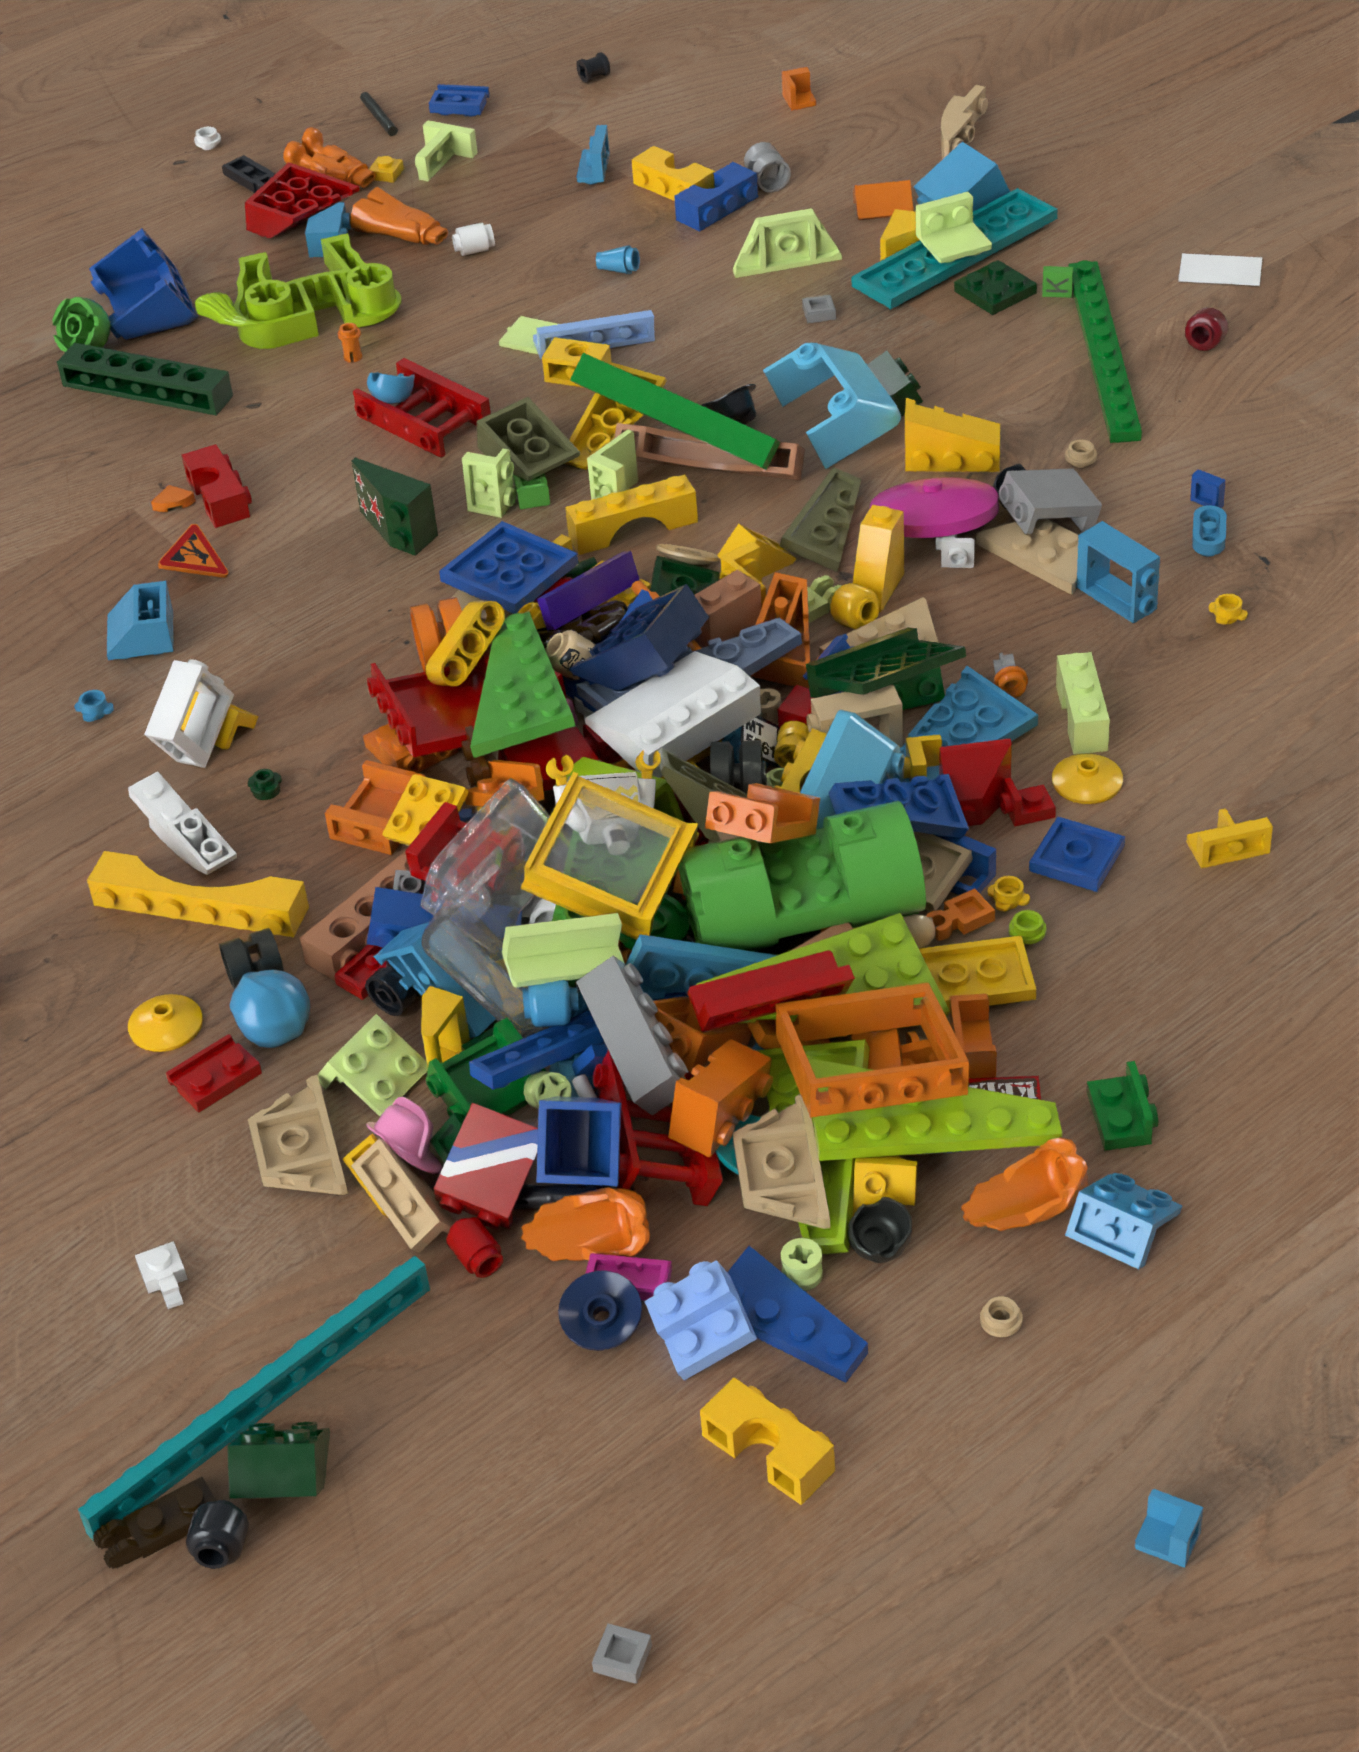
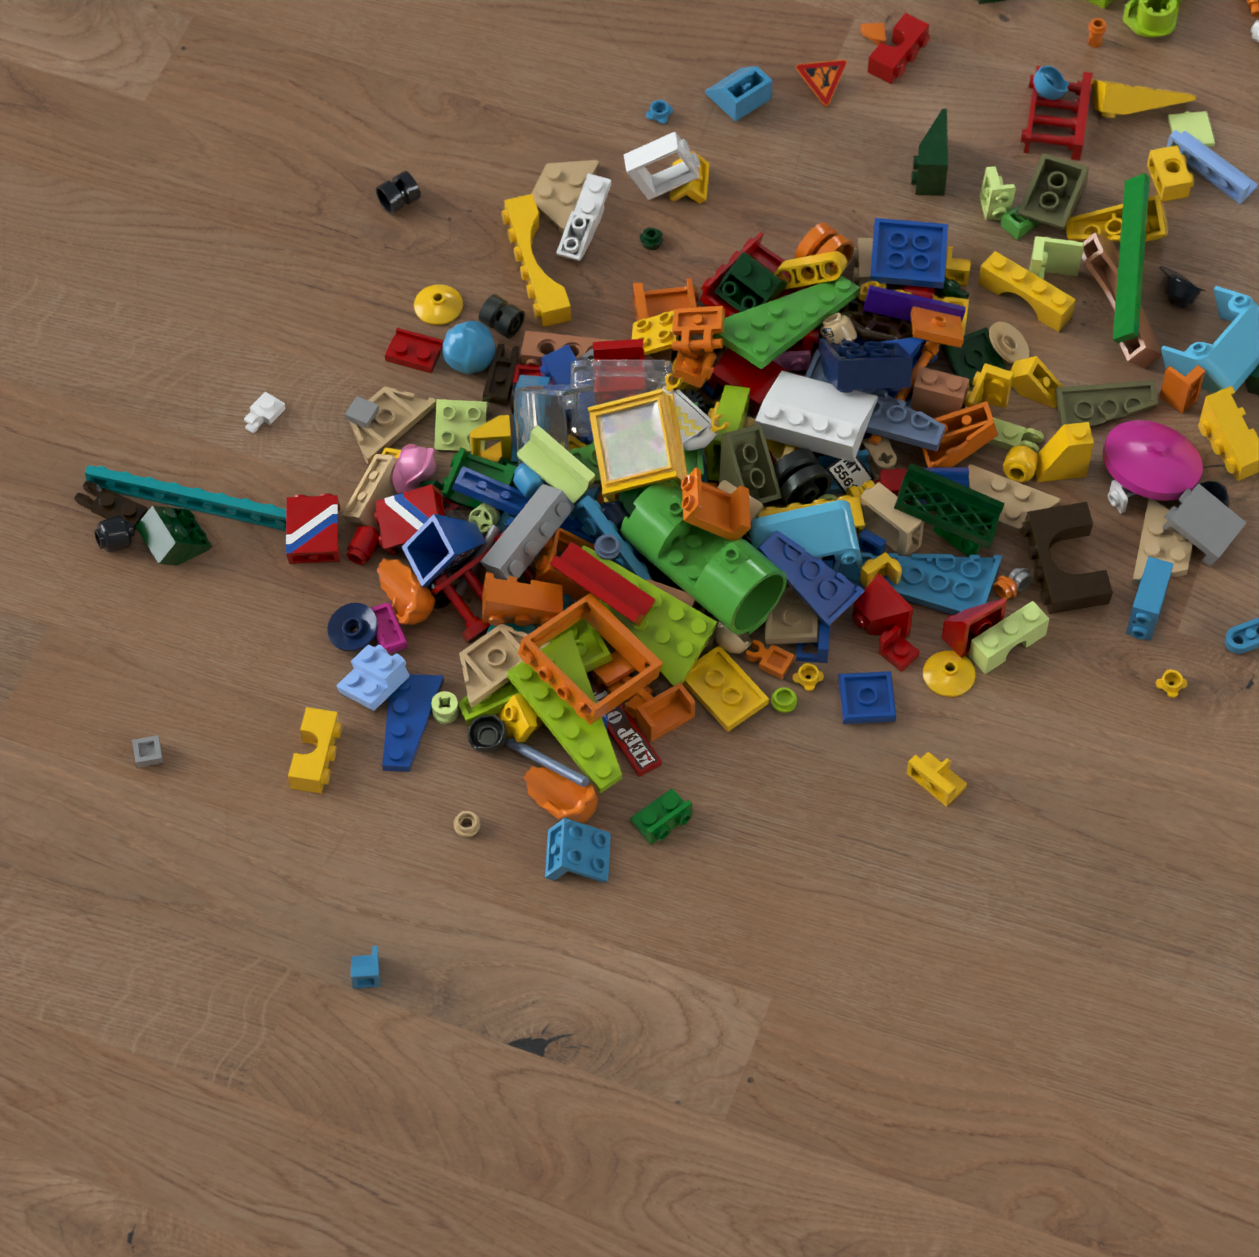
camera: 55 degrees right, 15 degrees up
(117, 827) = (560, 189): none -> tan wing
(270, 1155) = (361, 412): none -> light grey tile
(338, 999) = (500, 376): none -> dark brown hinge
(411, 1283) = (312, 528): none -> panel
(441, 694) = (750, 284): none -> dark green slope
(460, 349) = (1123, 99): none -> yellow wedge
(464, 745) = (698, 321): none -> orange plate
(636, 576) = (937, 327): none -> orange plate
(720, 959) = (607, 547): none -> sand blue plate
(863, 447) = (1182, 390): none -> orange panel
(967, 620) = (1061, 589): none -> dark brown arch
(977, 1178) = (548, 762): none -> sand blue bar
(1049, 721) = (966, 625): none -> red slope

